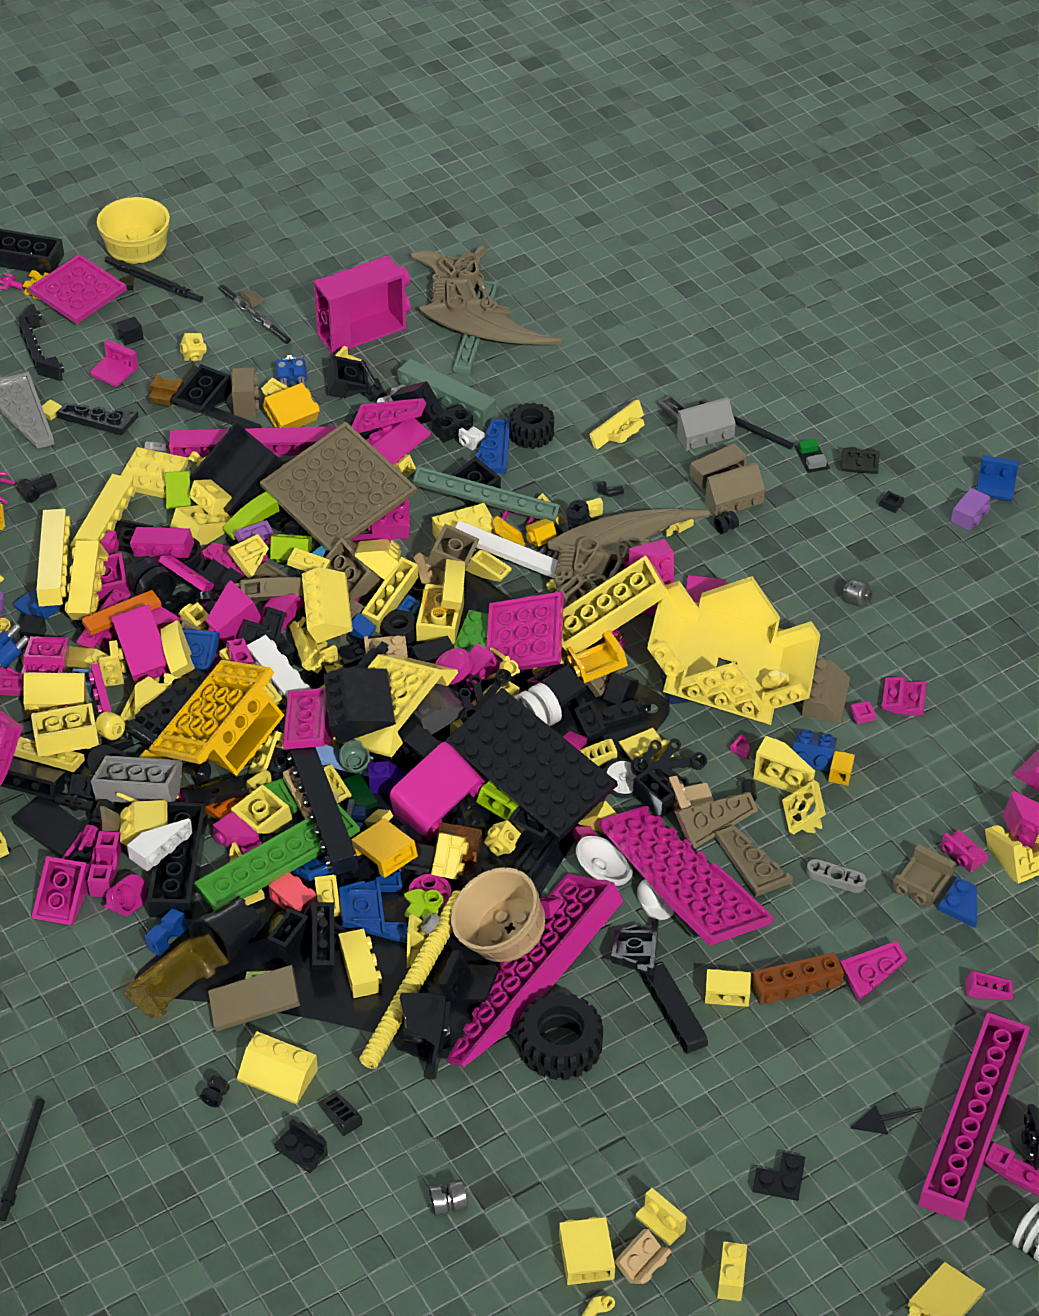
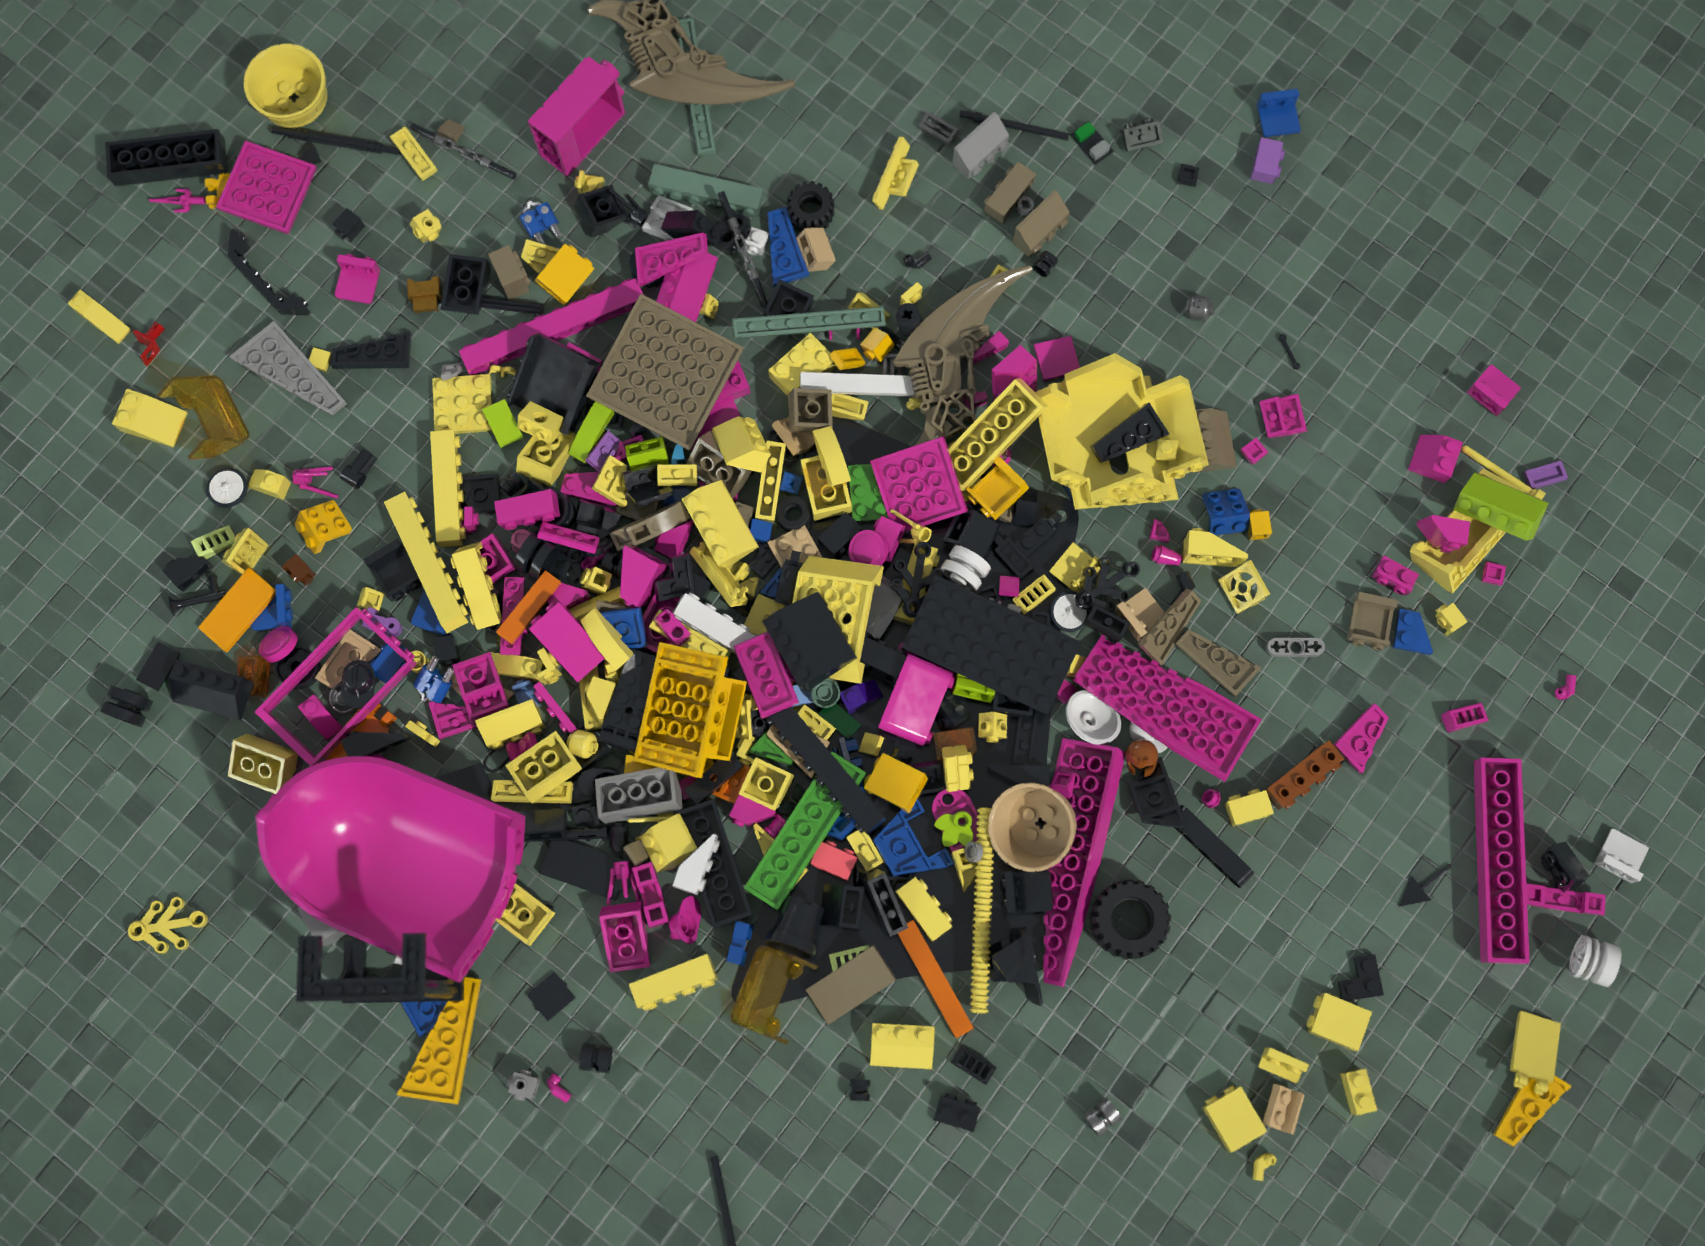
camera: 20 degrees left, 30 degrees up
(21, 562) = (394, 570): none -> black panel
(85, 936) = (674, 981): none -> light yellow brick
(212, 303) = (413, 153): none -> light yellow plate
(275, 560) = (643, 486): none -> black bracket
(339, 1027) = (935, 980): none -> orange tile
(455, 413) = (733, 225): none -> piece
(521, 453) = (815, 249): none -> tan brick
(640, 901) = (1141, 754): none -> dark orange helmet
(693, 968) = (1211, 798): none -> dark pink plate
(737, 764) = (1164, 555): none -> dark pink cone
(739, 1202) = (1338, 1021): none -> light yellow brick
(748, 654) = (1135, 431): none -> black wing
(930, 641) = (1282, 338): none -> black hinge
(1006, 899) = (1450, 618): none -> light yellow brick

